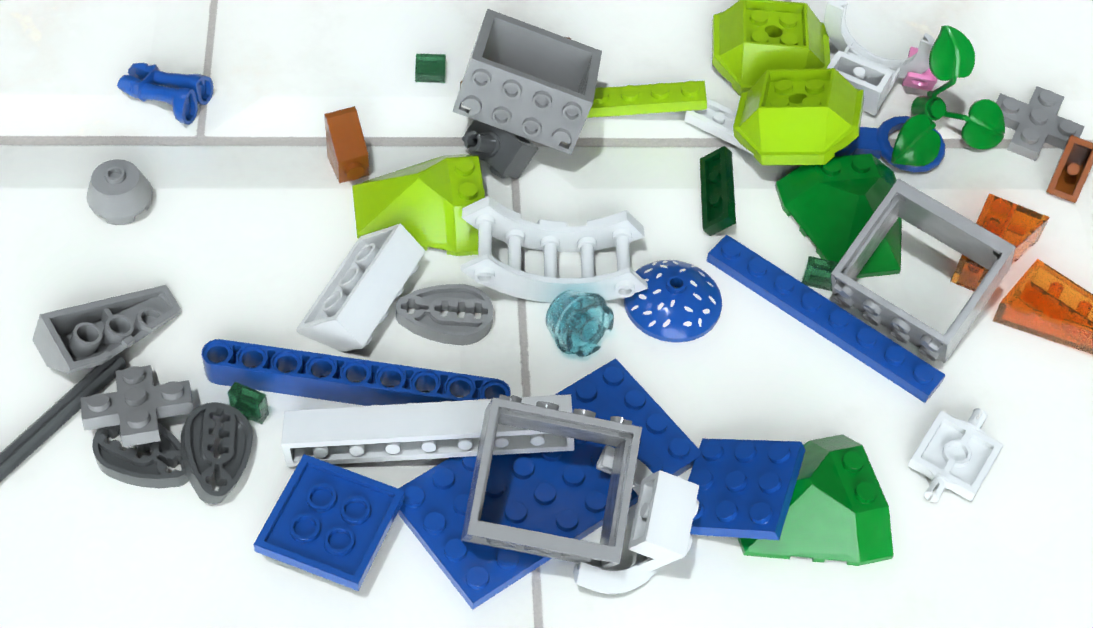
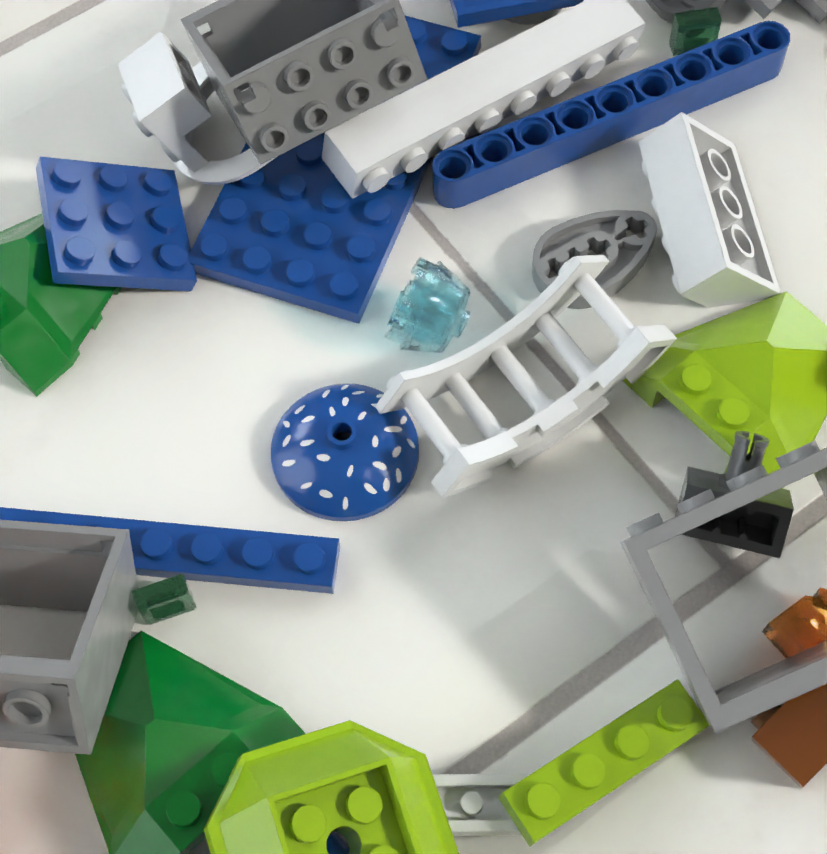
camera: 155 degrees right, 10 degrees up
(717, 191) = (389, 654): dark green plate -> none

